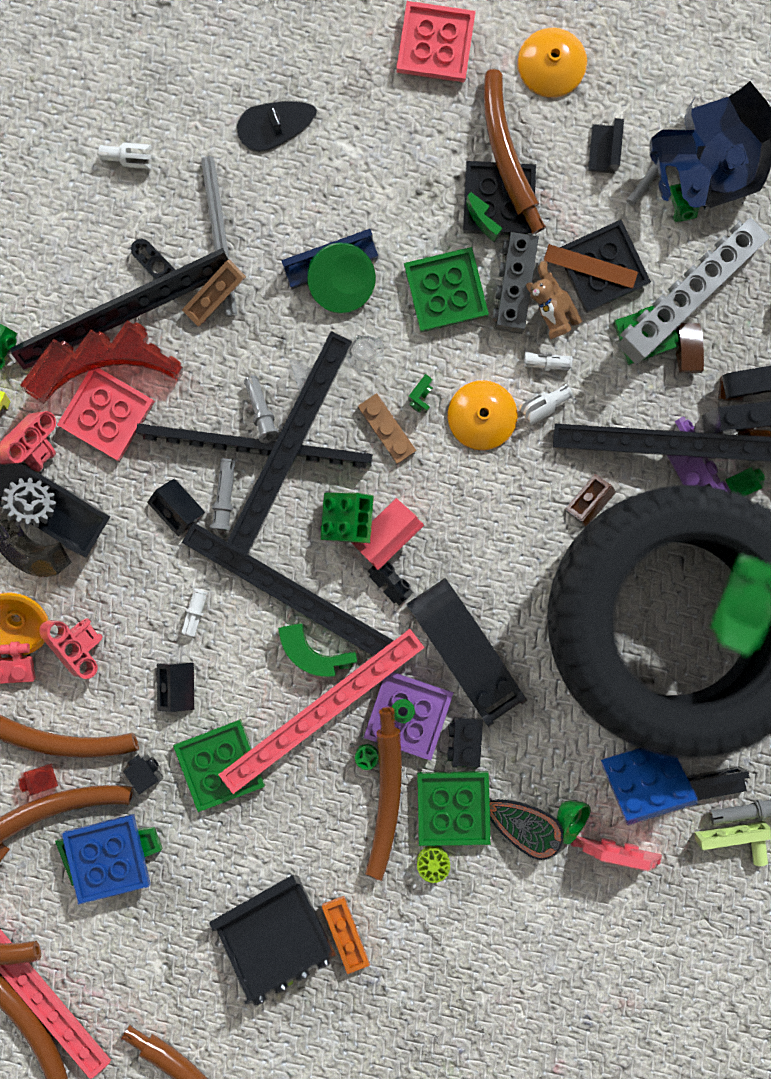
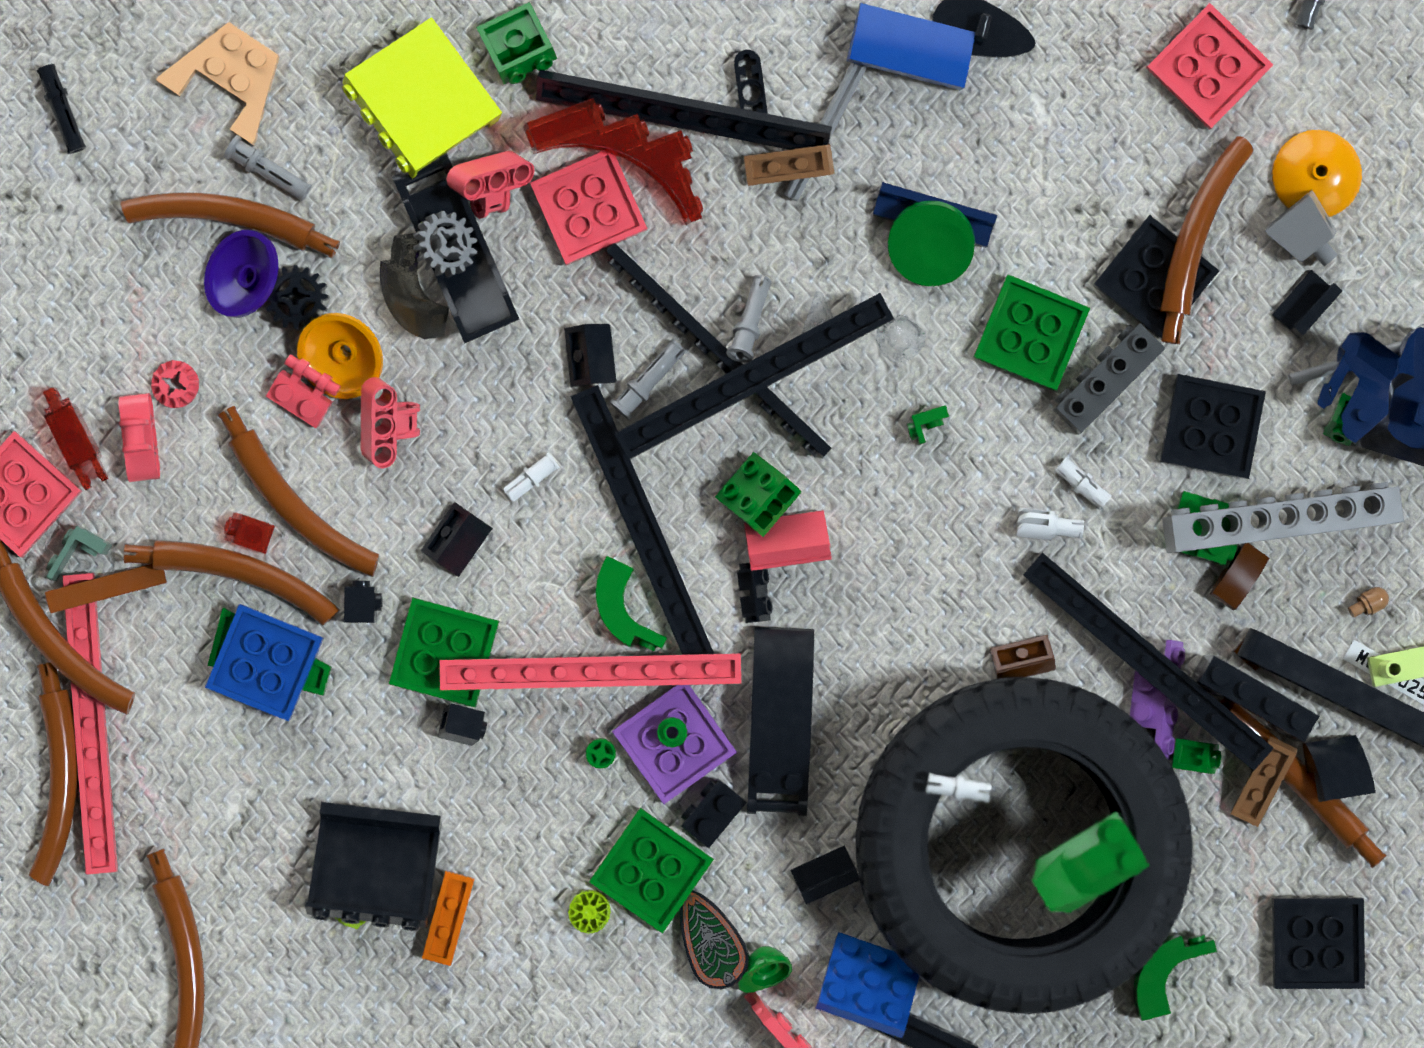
camera: 35 degrees right, 0 degrees up
(238, 164) = (911, 47): none -> blue slope
(264, 804) = (462, 724): none -> black brick
(386, 428) = (865, 431): medium nougat plate -> none
(389, 793) = (597, 807): dark orange animal -> none
(478, 211) = (1121, 278): green slope -> none
(479, 431) = (959, 505): light orange dish -> none
(553, 303) = (1131, 428): medium nougat animal -> none
(566, 729) = (825, 874): none -> black panel
(572, 98) = (1305, 230): none -> light grey torso
(590, 266) = (1198, 417): dark orange sticker -> none
(623, 616) = (958, 788): none -> white pin

